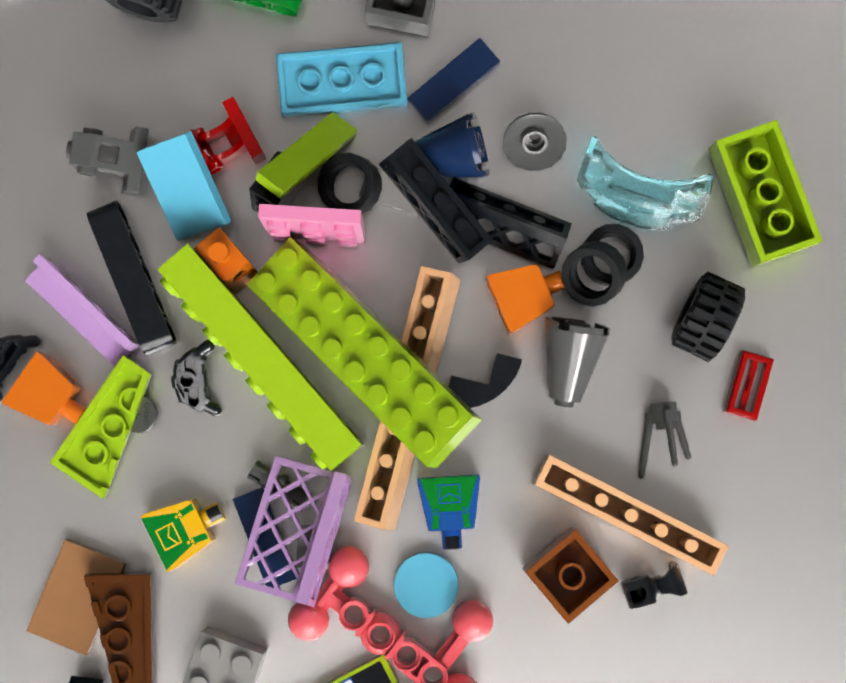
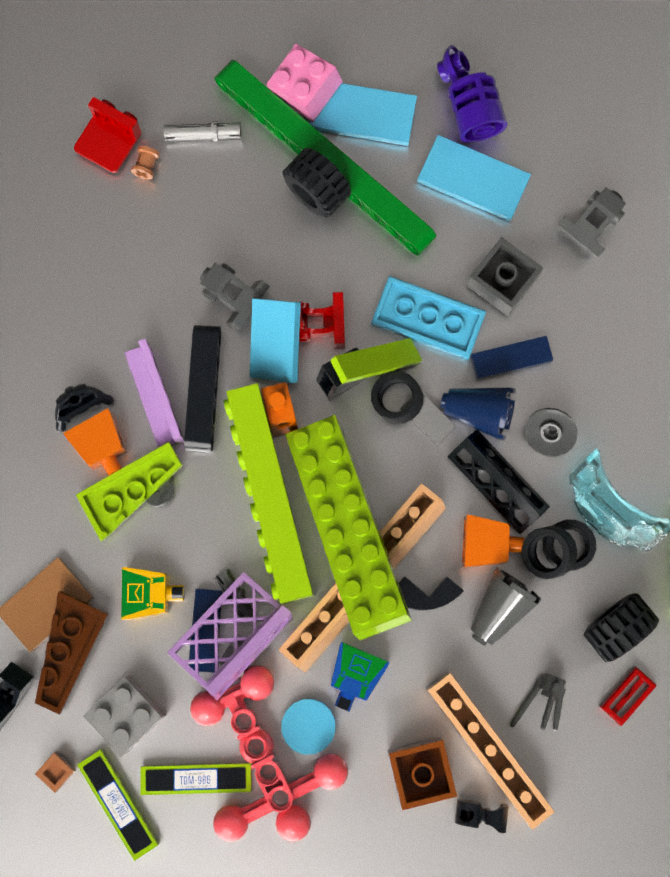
camera: 25 degrees right, 5 degrees down
(191, 380) = (209, 485): black piece -> none
(313, 224) = (356, 414): bright pink plate -> none
(435, 201) = (455, 441): black fence -> none

